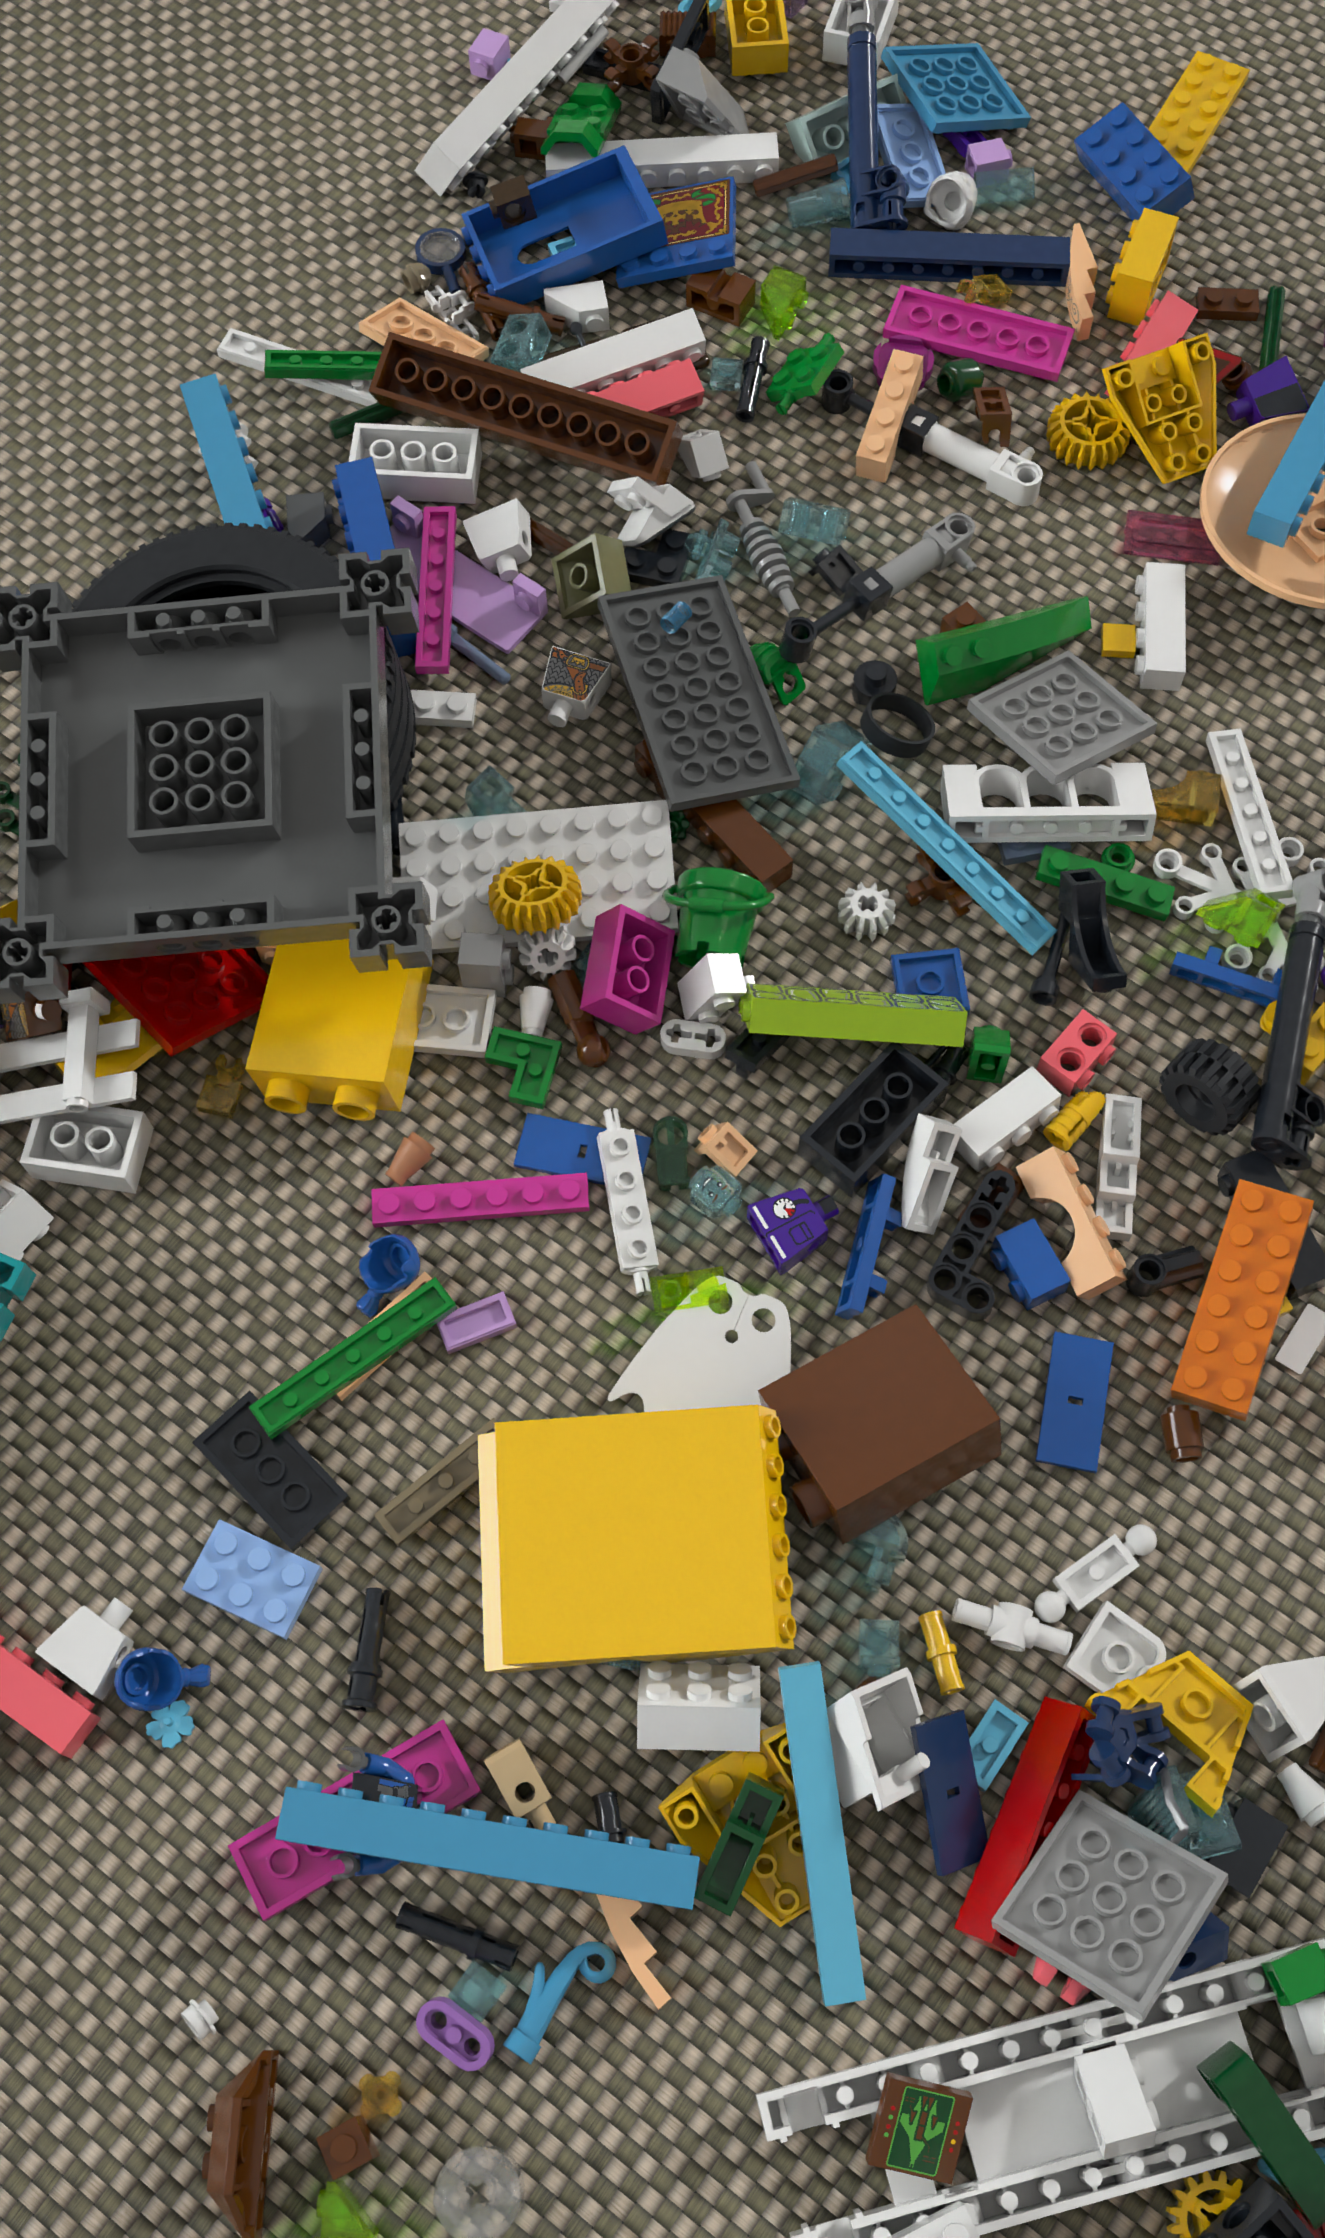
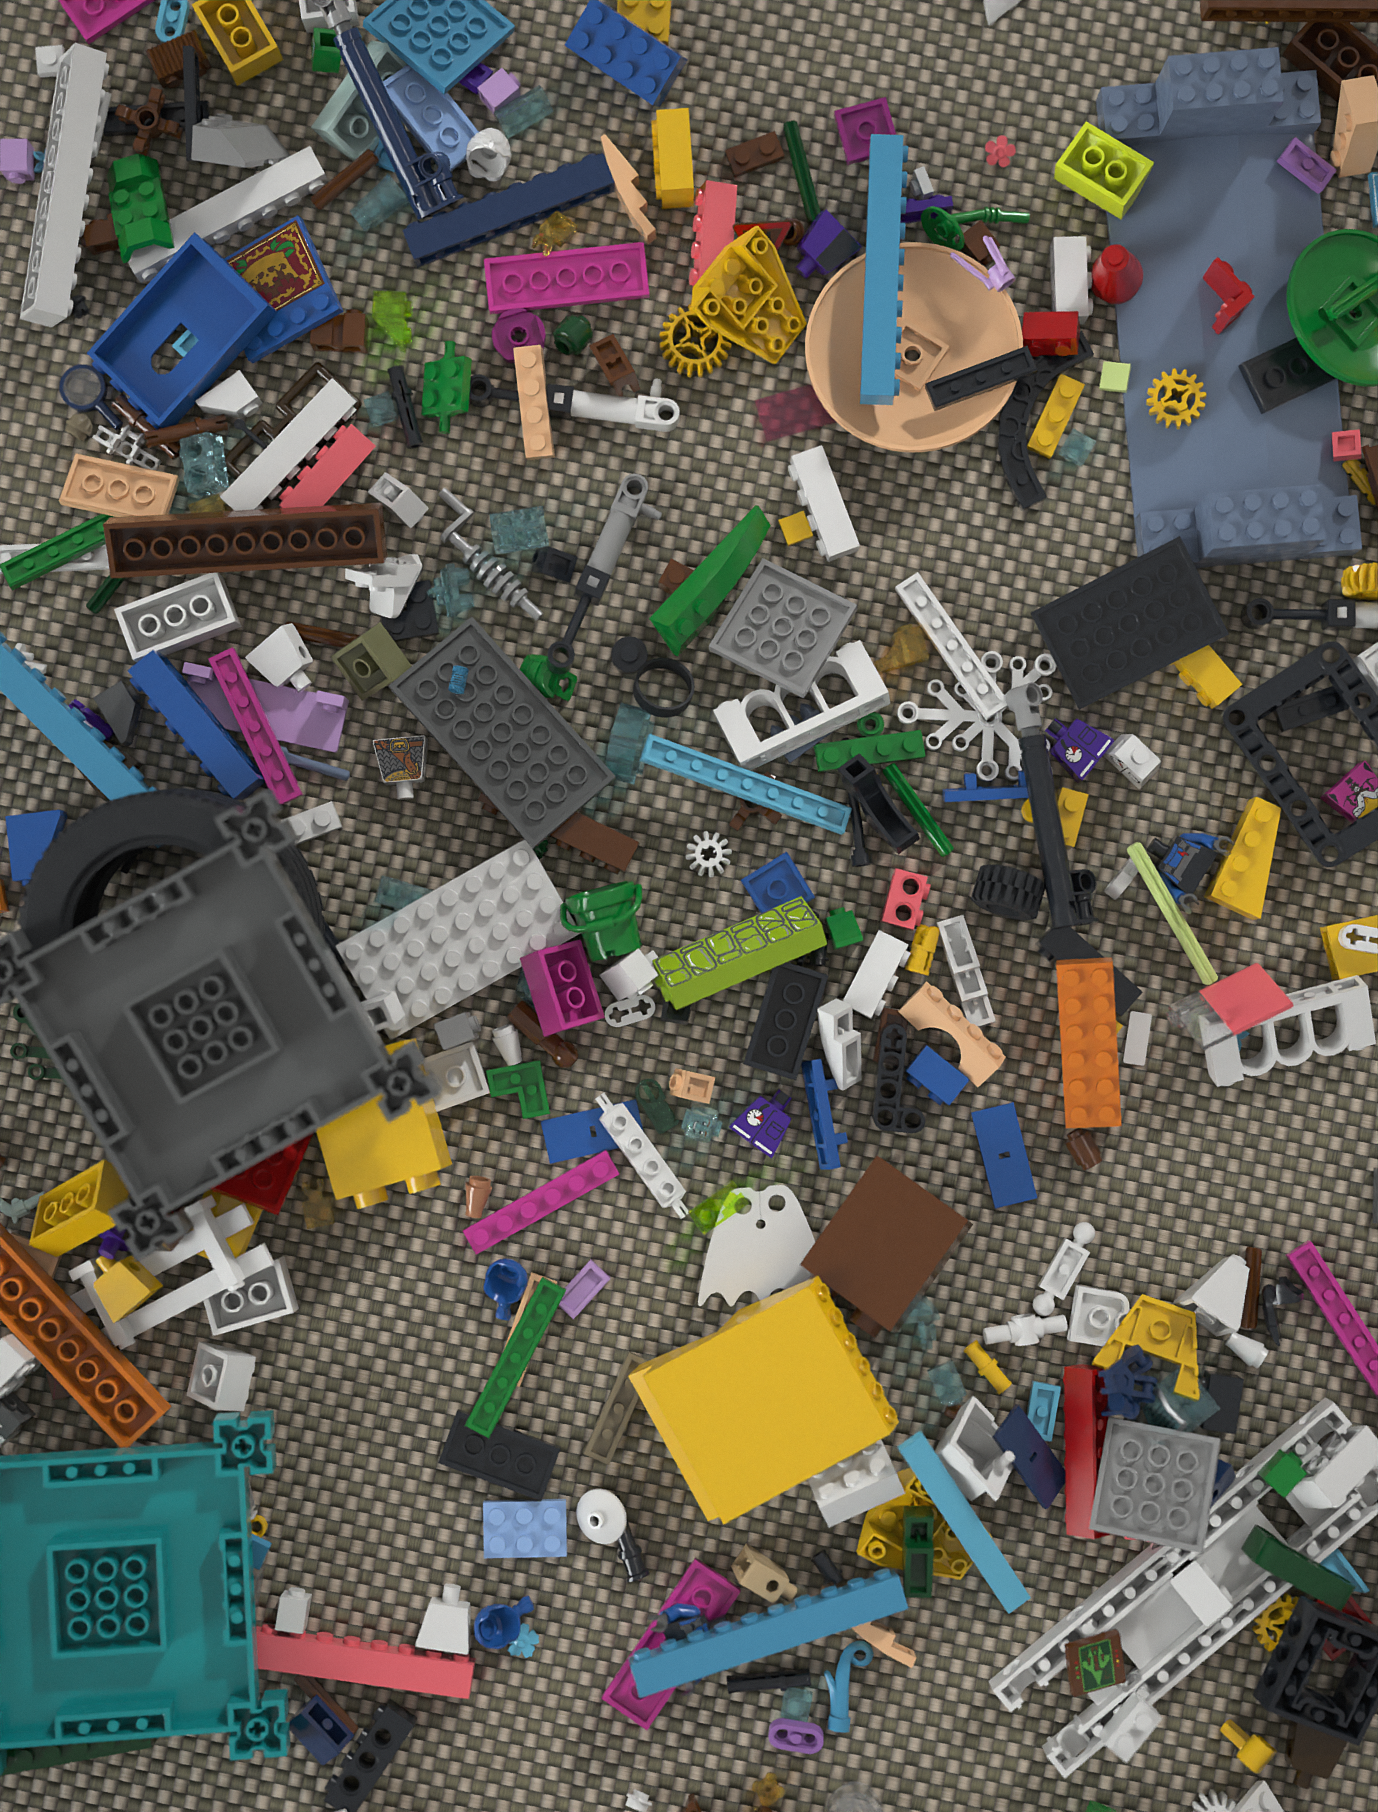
camera: 25 degrees left, 20 degrees up
(365, 1606) = (608, 1511): none -> white dish
(512, 202) = (129, 333): dark brown brick -> none
(535, 895) = (467, 948): yellow gear -> none
(538, 959) = (495, 996): white gear -> none
(832, 71) = (324, 53): none -> green brick
(1135, 970) = (918, 810): none -> green axle
(1166, 1269) = (1029, 1035): black piece -> none
(1244, 914) = (979, 739): clear neon green slope -> none

